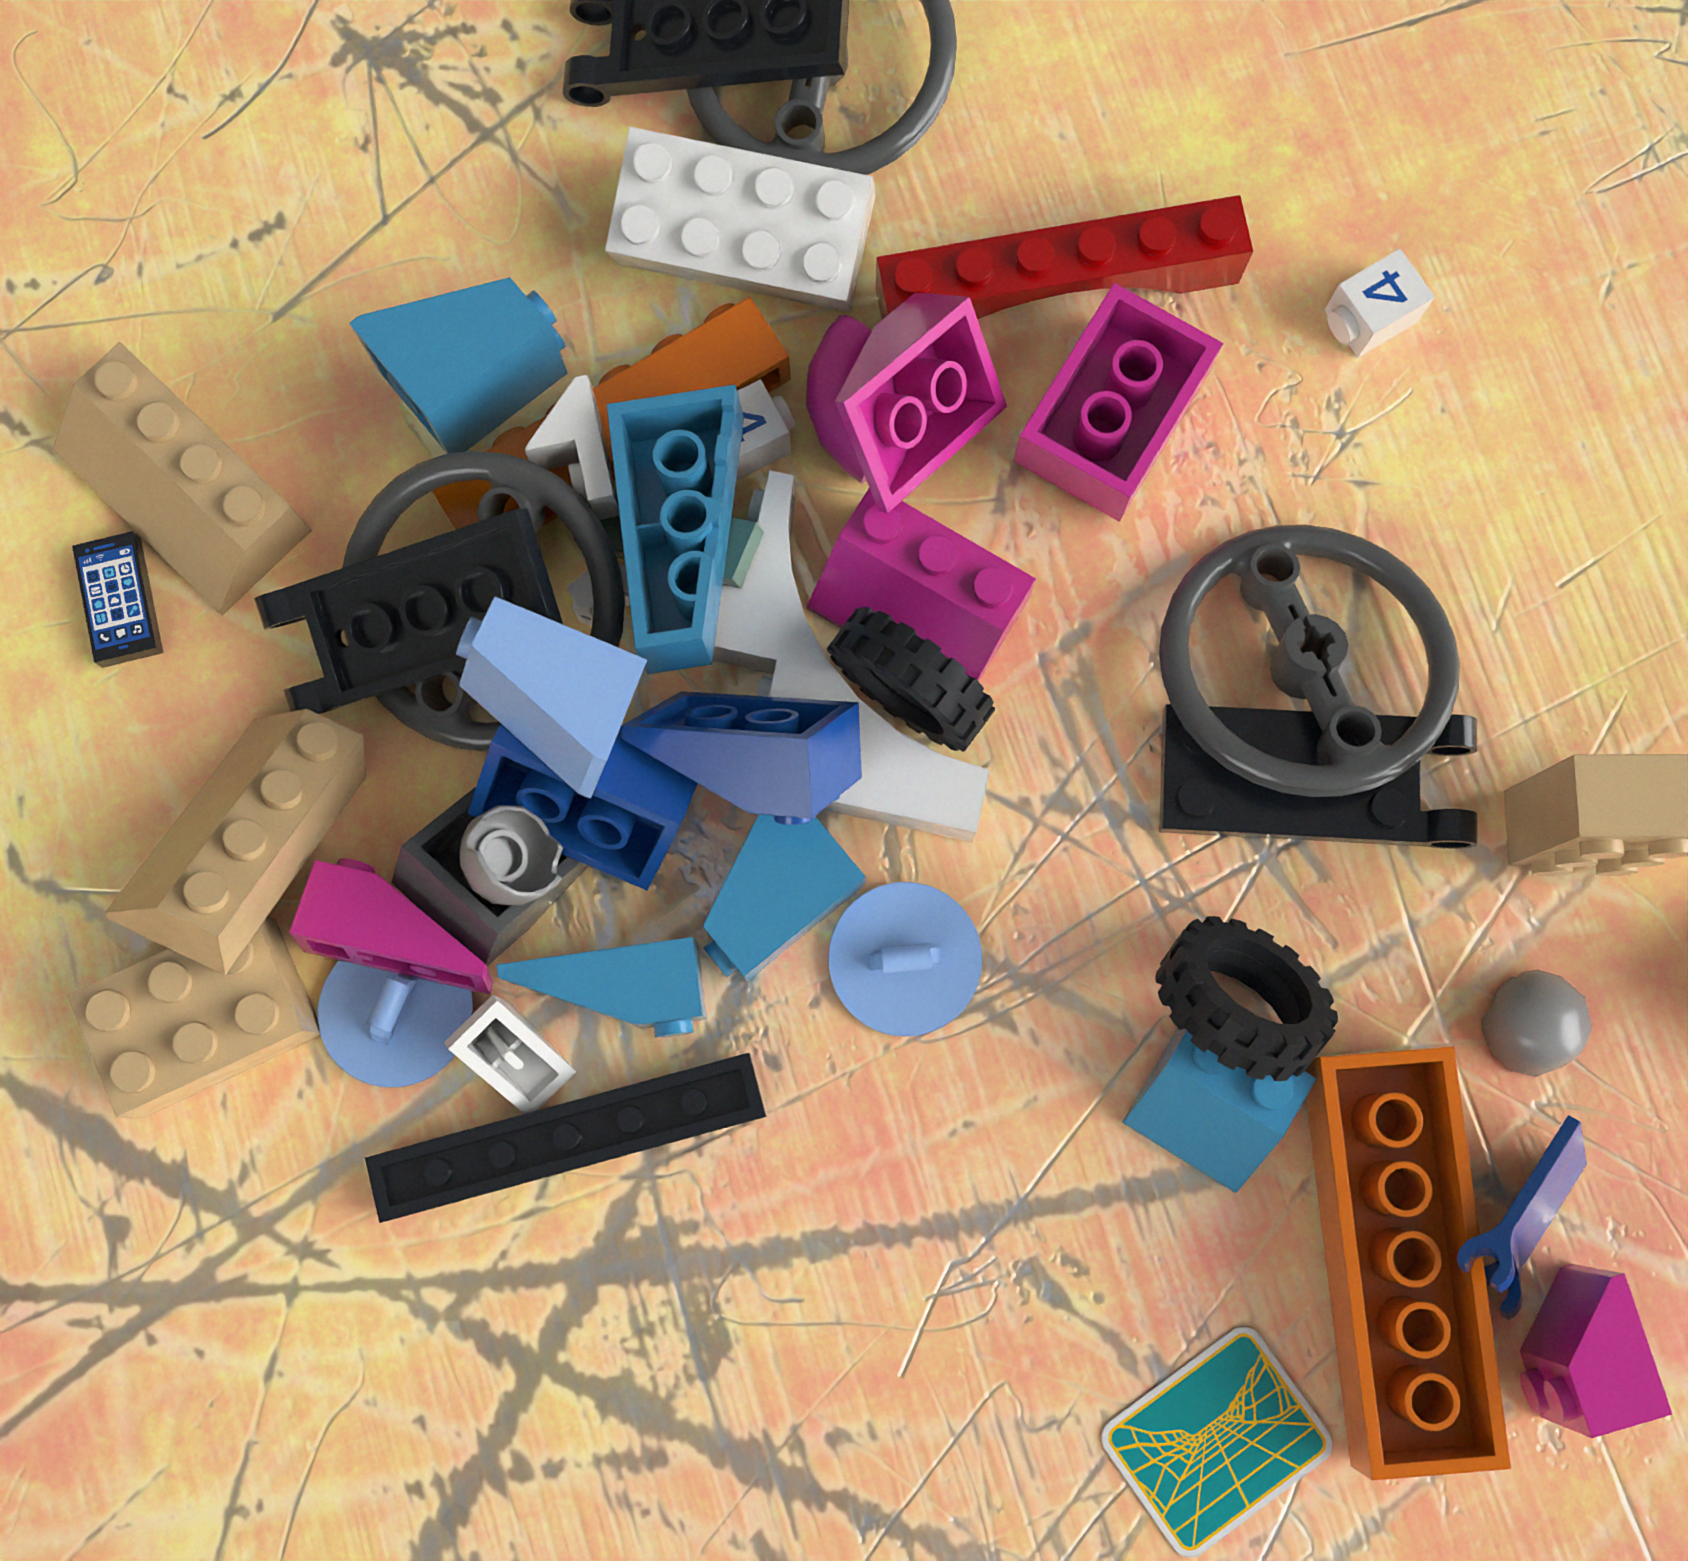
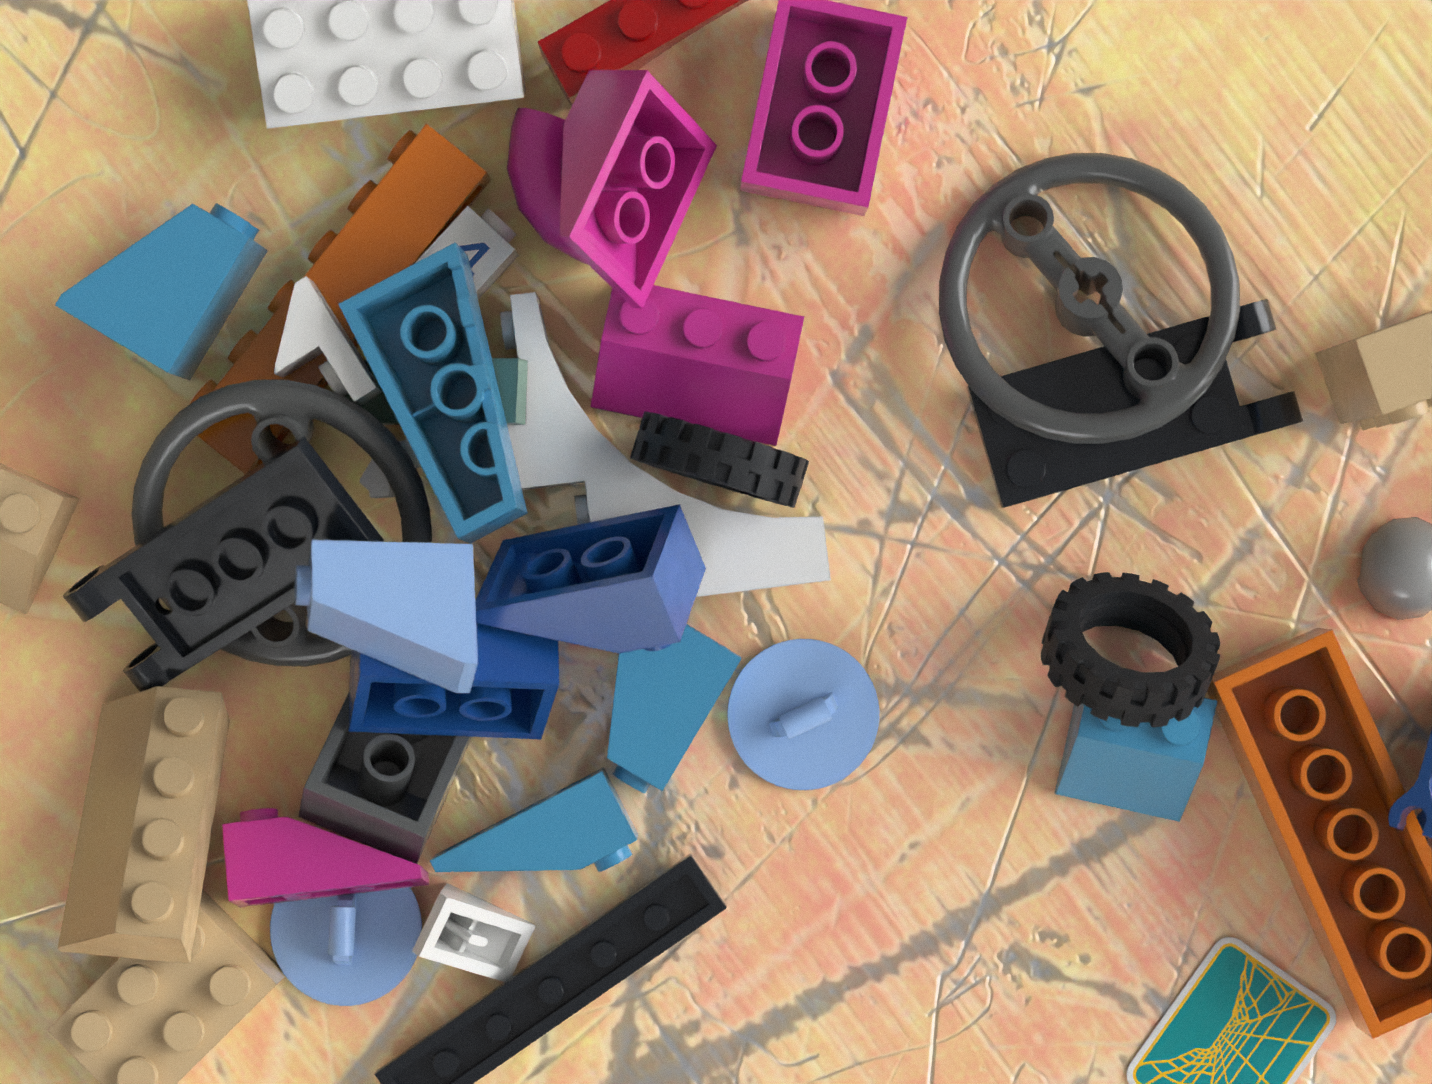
camera: 20 degrees left, 10 degrees up
(510, 856) = (410, 763): light grey hair -> none

